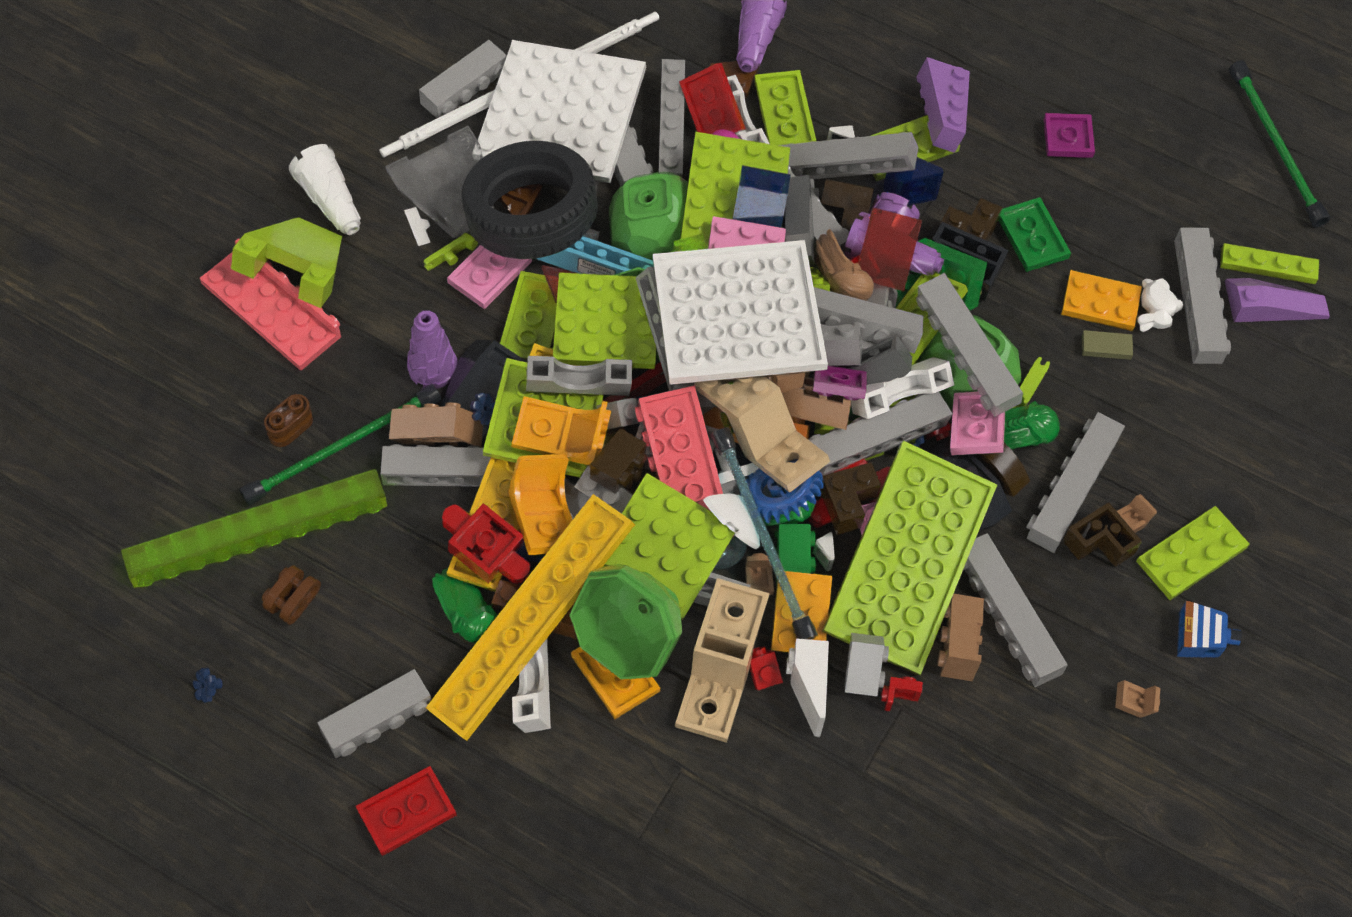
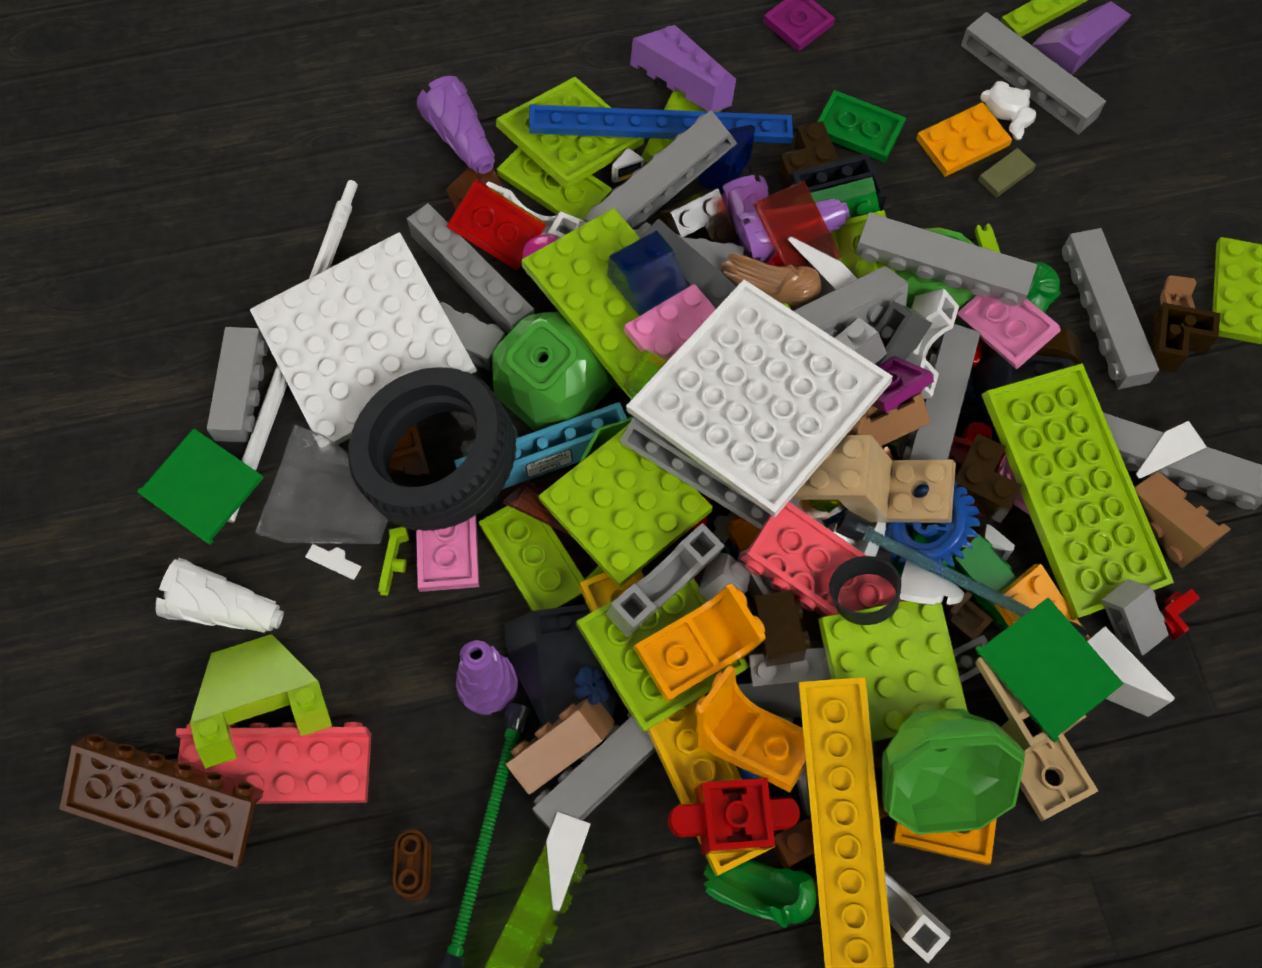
camera: 40 degrees left, 5 degrees up
(193, 268) = (159, 799): none -> reddish brown bracket
(375, 482) = (563, 851): none -> white sticker
(385, 120) = (201, 485): none -> green piece
(688, 461) = (861, 566): none -> black tyre
(754, 620) = (1049, 668): none -> green piece
(826, 87) = (565, 156): none -> lime plate
(885, 122) = (648, 122): none -> blue plate
(885, 288) = (831, 269): none -> white sticker
(1011, 593) = (1172, 447): none -> white sticker

